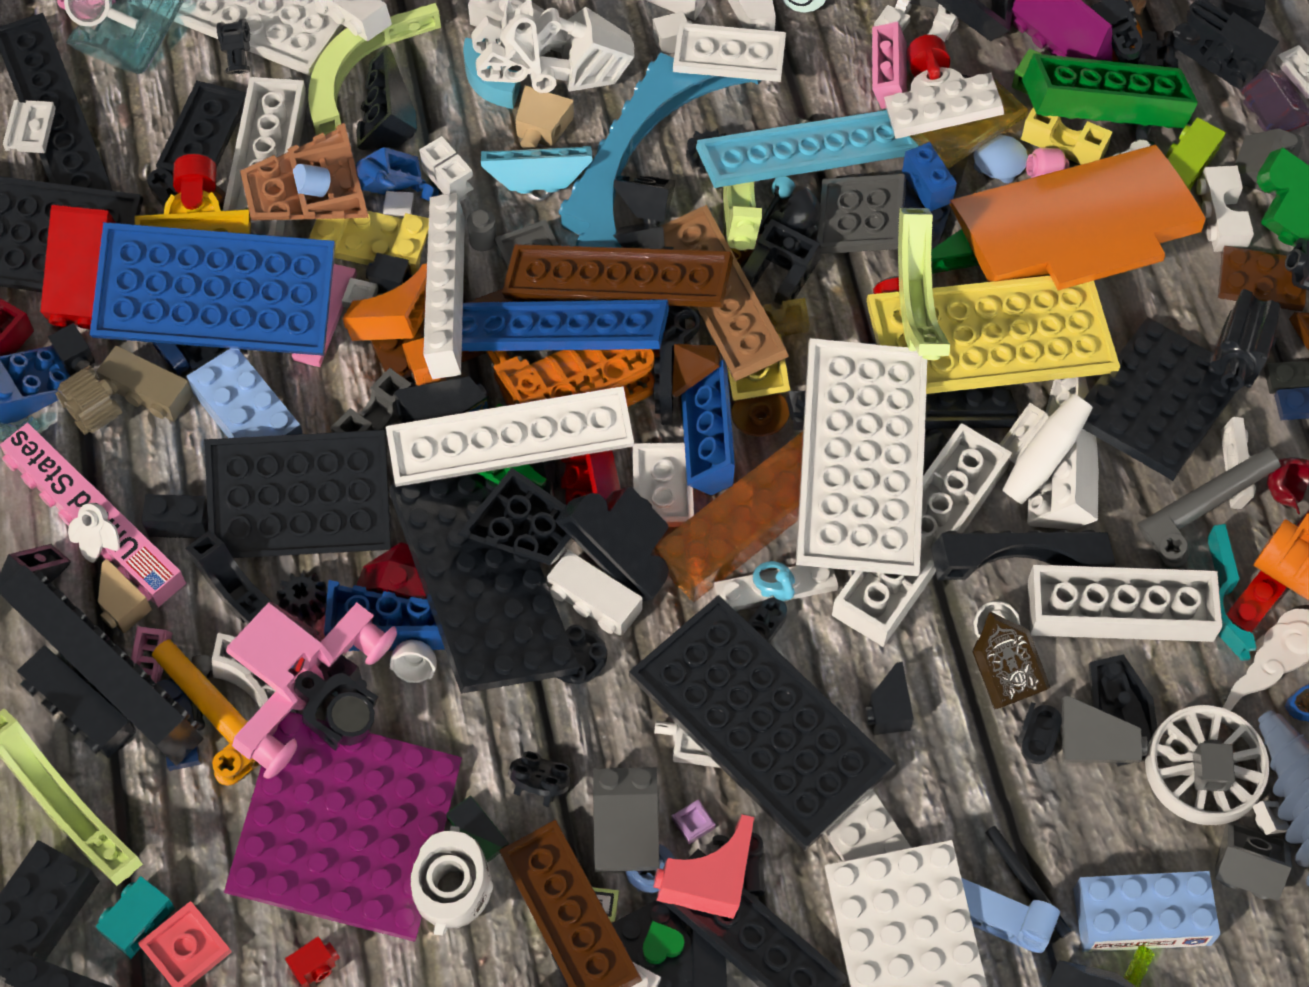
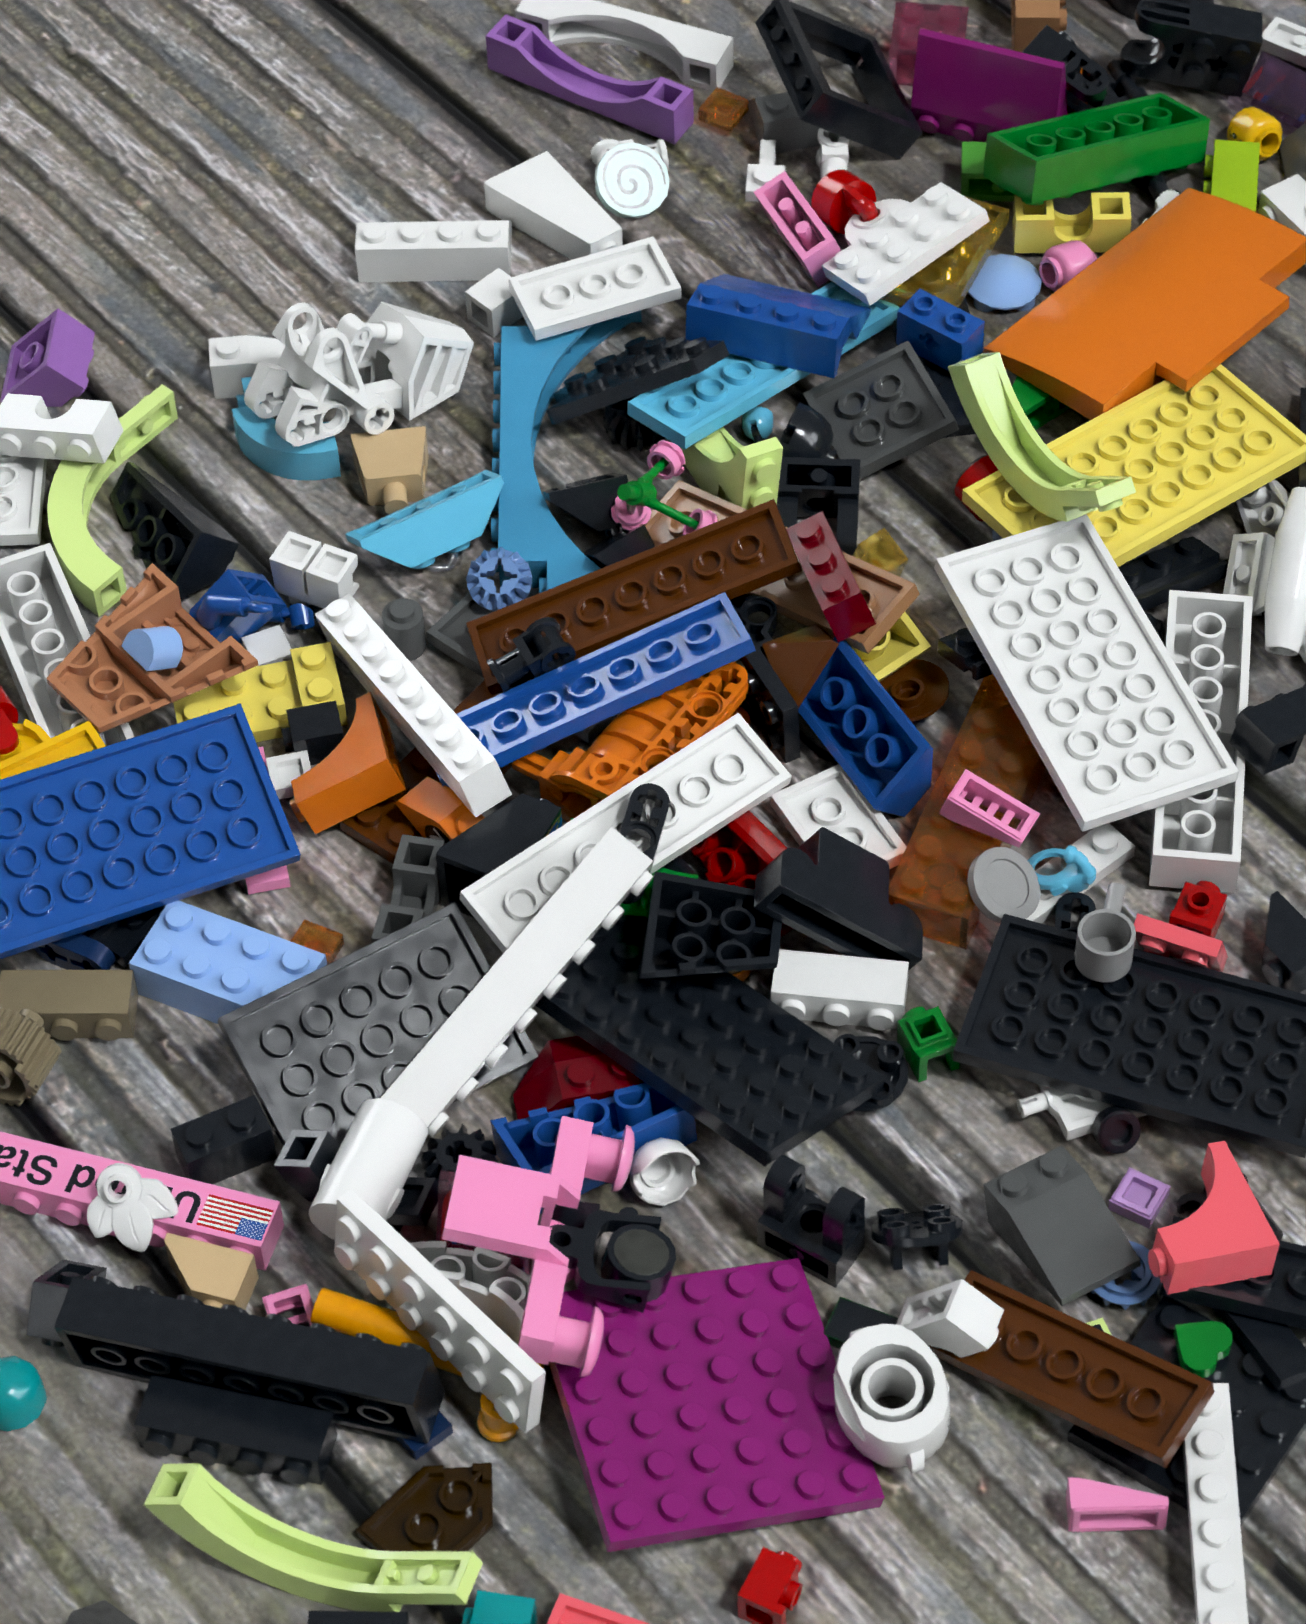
camera: 25 degrees left, 10 degrees down
(153, 814) = (434, 1511): none -> dark brown tile
(209, 692) = (438, 1312): none -> white plate
(233, 580) = (371, 1161): none -> white piece
(307, 413) = (319, 939): none -> clear orange plate
(384, 502) = (520, 979): none -> white brick
(476, 741) = (793, 1209): none -> black brick
(508, 432) = (652, 830): none -> black beam
(516, 849) = (953, 1318): none -> white arch
(533, 286) = (533, 653): none -> black connector
(556, 235) = (512, 591): none -> medium blue gear
(629, 640) = (925, 1036): none -> green window
(661, 212) = (636, 497): none -> plant
(704, 771) = (1116, 1129): none -> black tile
(724, 120) = (633, 372): none -> black wing
(731, 575) = (1003, 884): none -> light grey piece
(736, 320) = (830, 577): none -> dark red brick
(751, 508) = (982, 792): none -> bright pink slope
(761, 645) = (1106, 939): none -> light grey piece
(823, 675) = (1181, 943): none -> coral plate
(825, 123) = (774, 323): none -> blue piece
(843, 660) = (1199, 908): none -> red brick
(1233, 121) = (1256, 126): none -> yellow head

